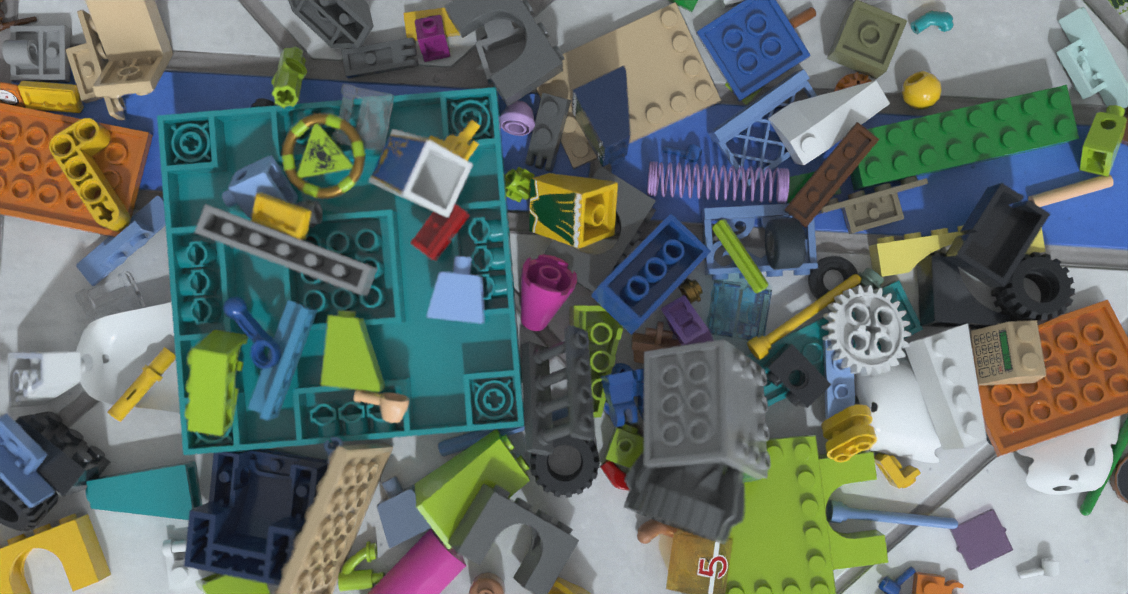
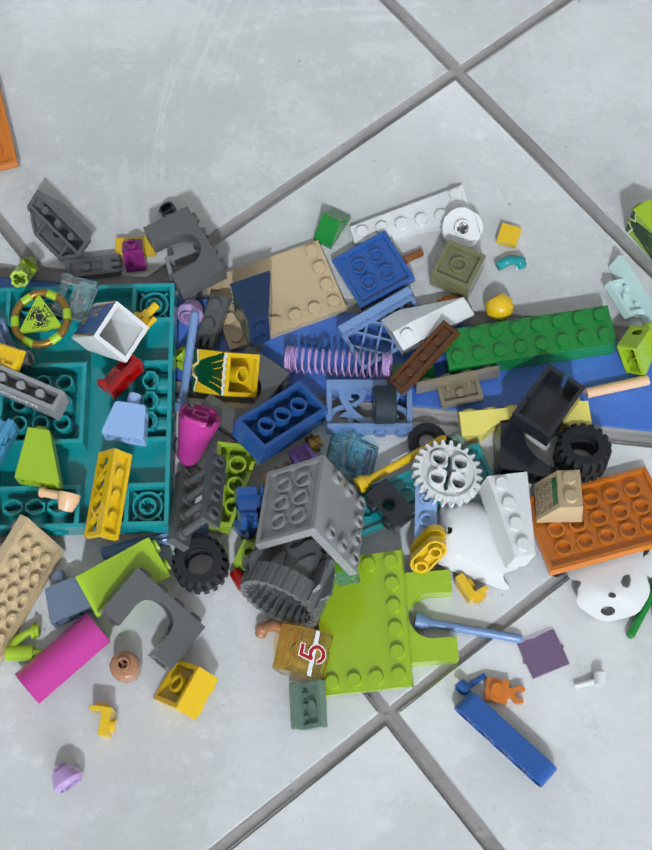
camera: 10 degrees right, 20 degrees down
(448, 395) = (111, 495): none -> yellow fence
(519, 246) = (188, 359): none -> medium blue piece
(740, 256) = (351, 414): lime axle -> none

